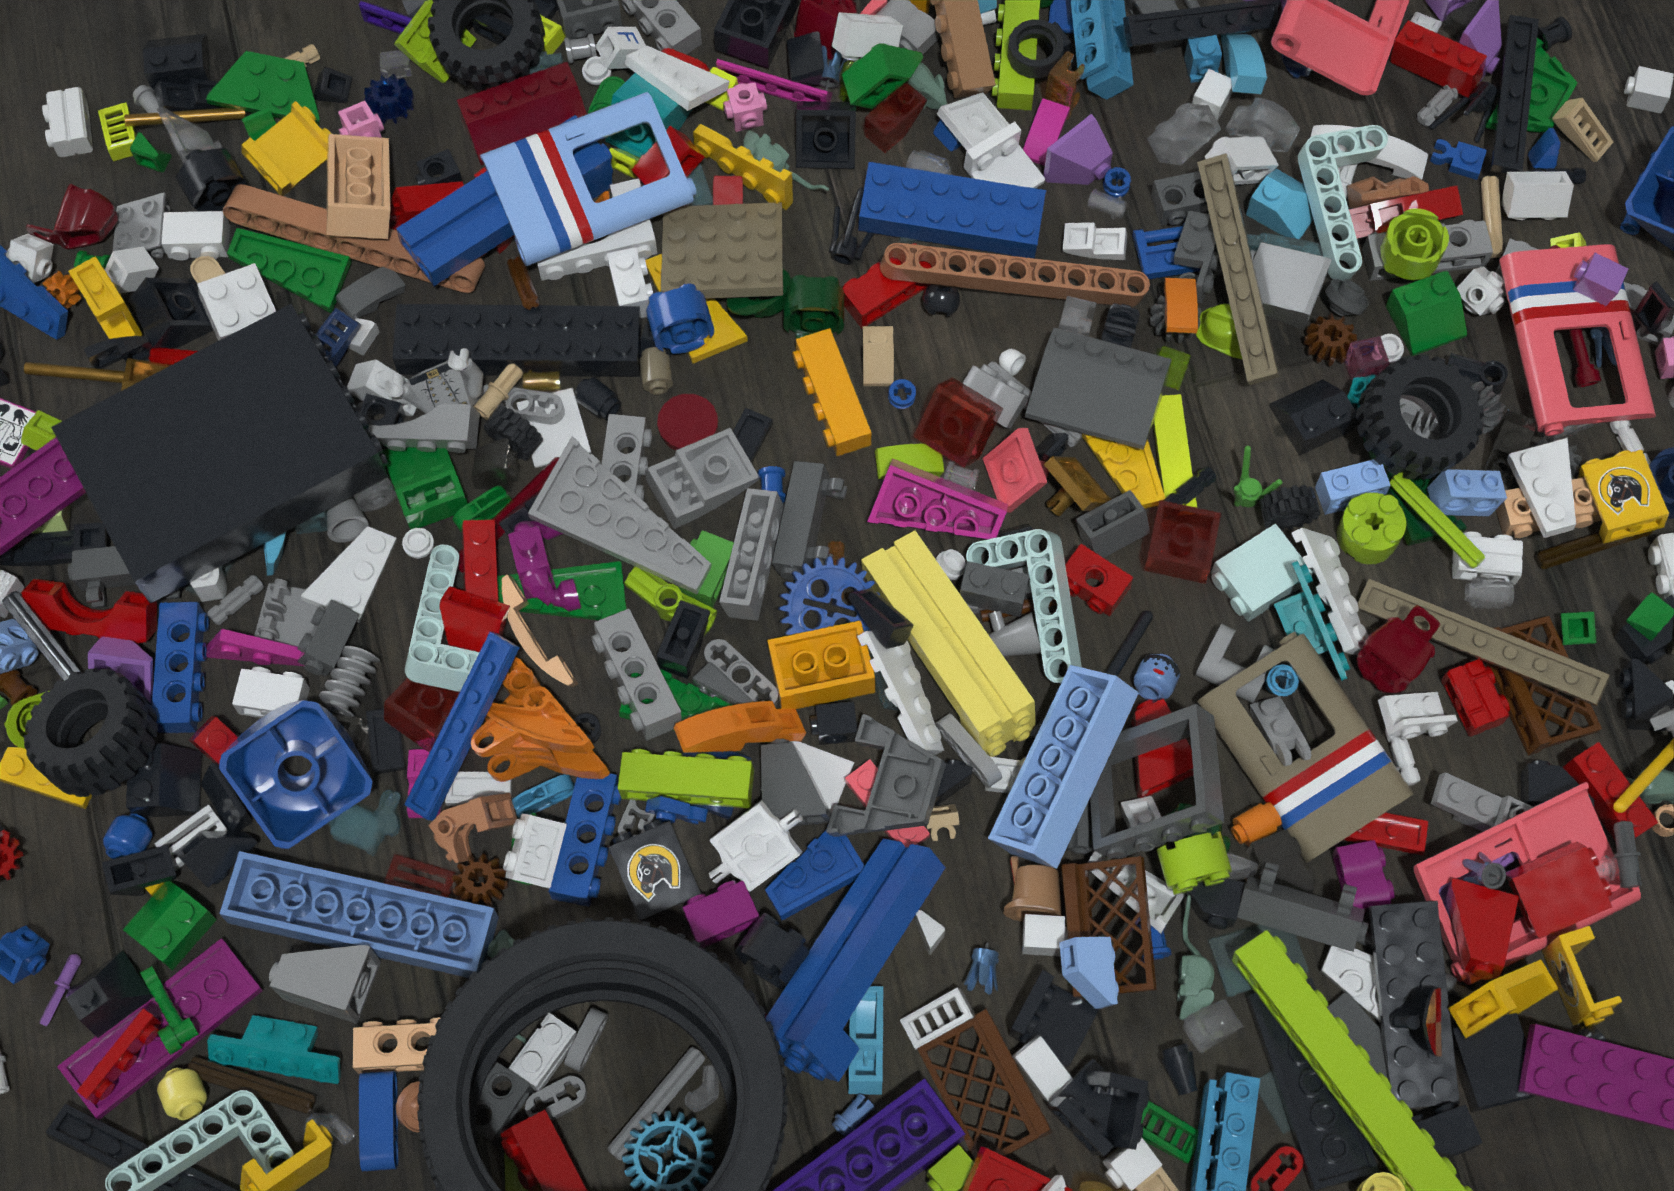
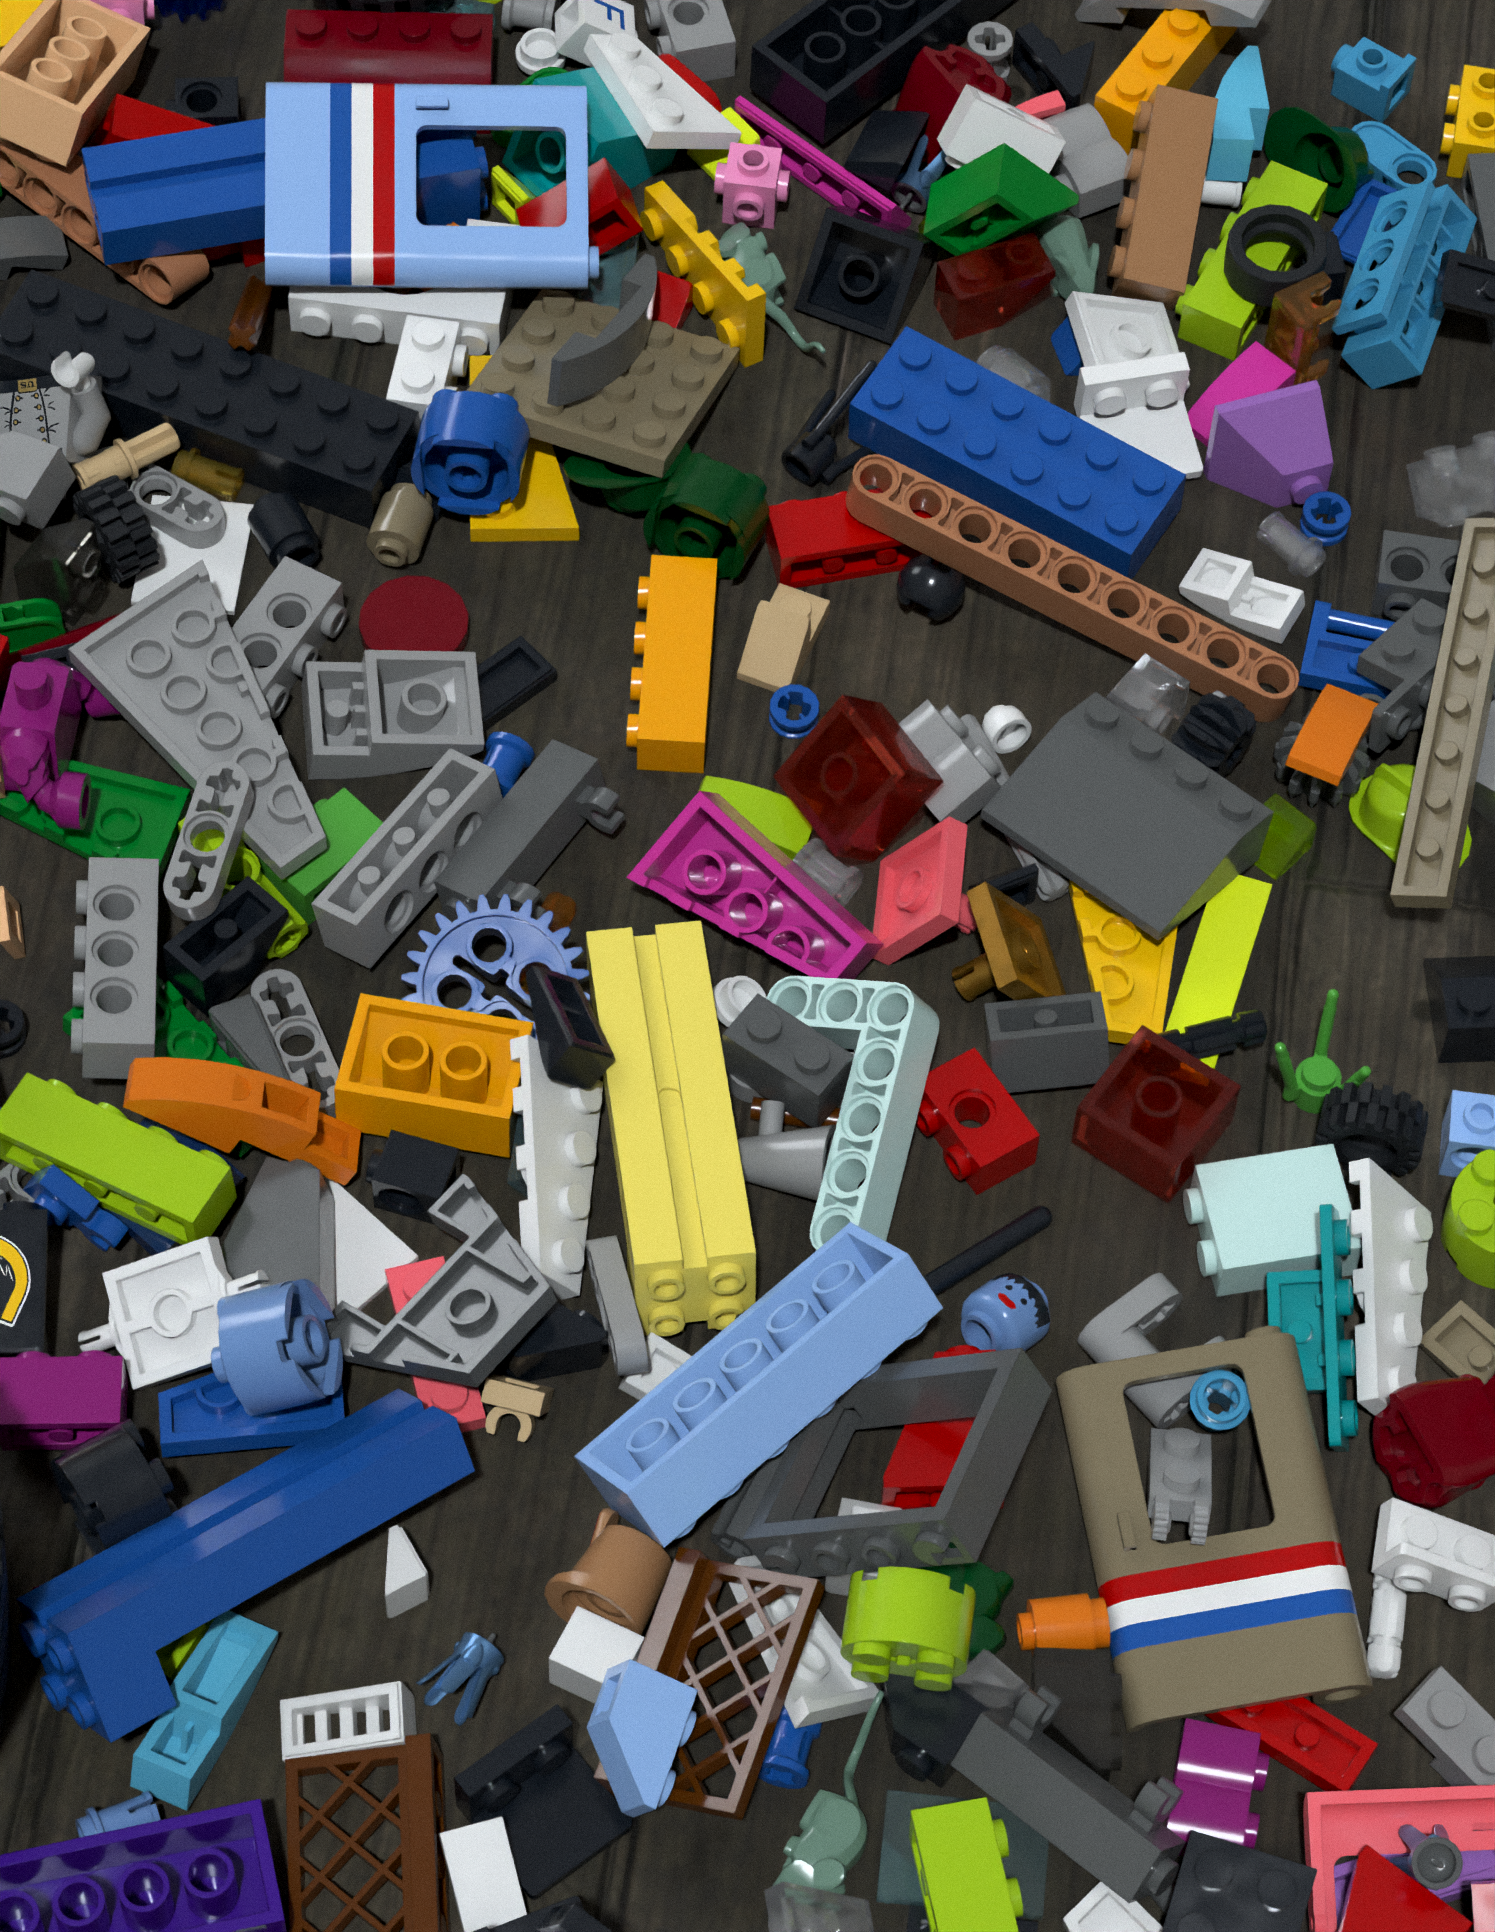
camera: 20 degrees right, 10 degrees down
(659, 567) = (213, 864): none -> light grey beam
(721, 246) = (592, 363): none -> dark grey slope
(821, 846) = (277, 1347): none -> medium blue brick

